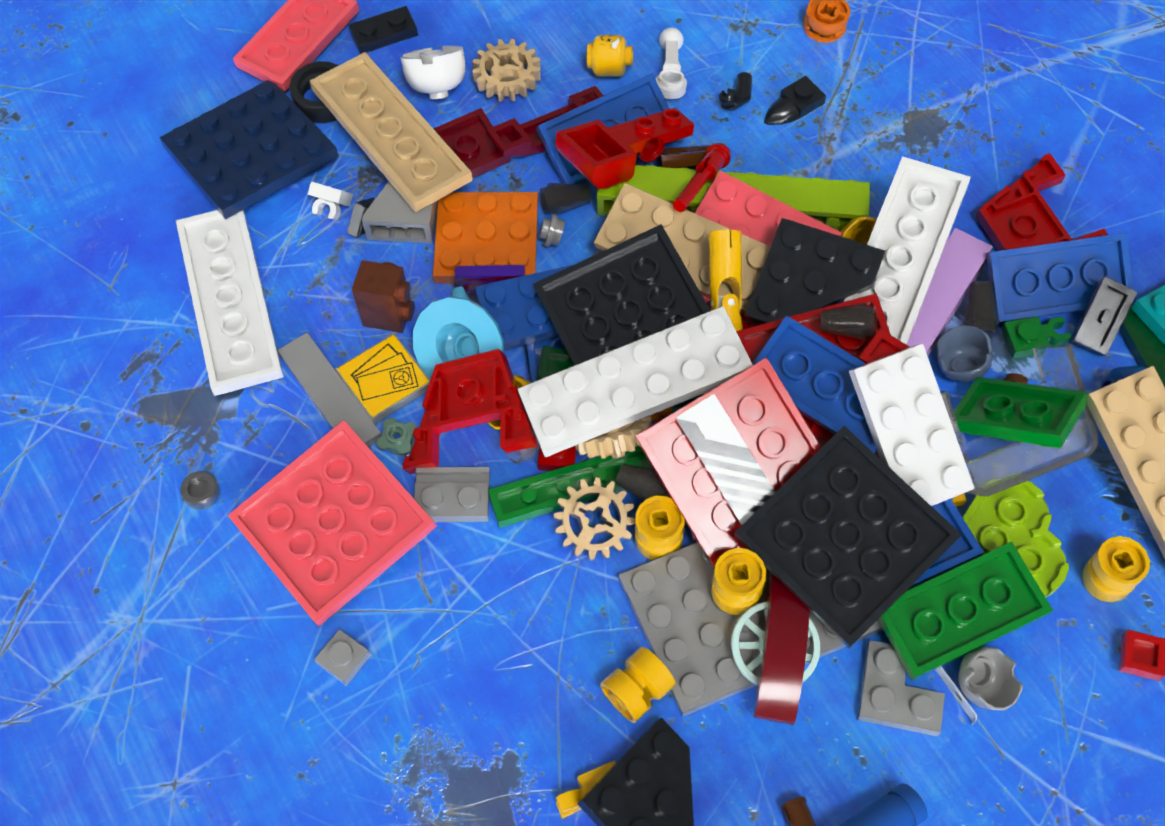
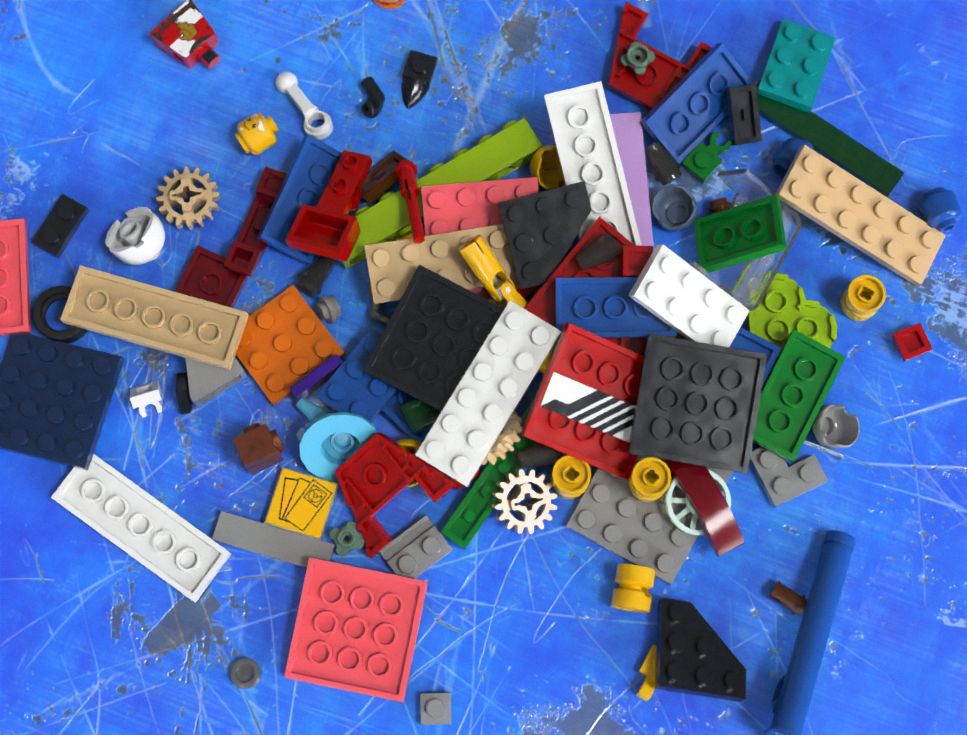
camera: 40 degrees left, 15 degrees up
(1026, 193) = (637, 49): none -> sand green plate

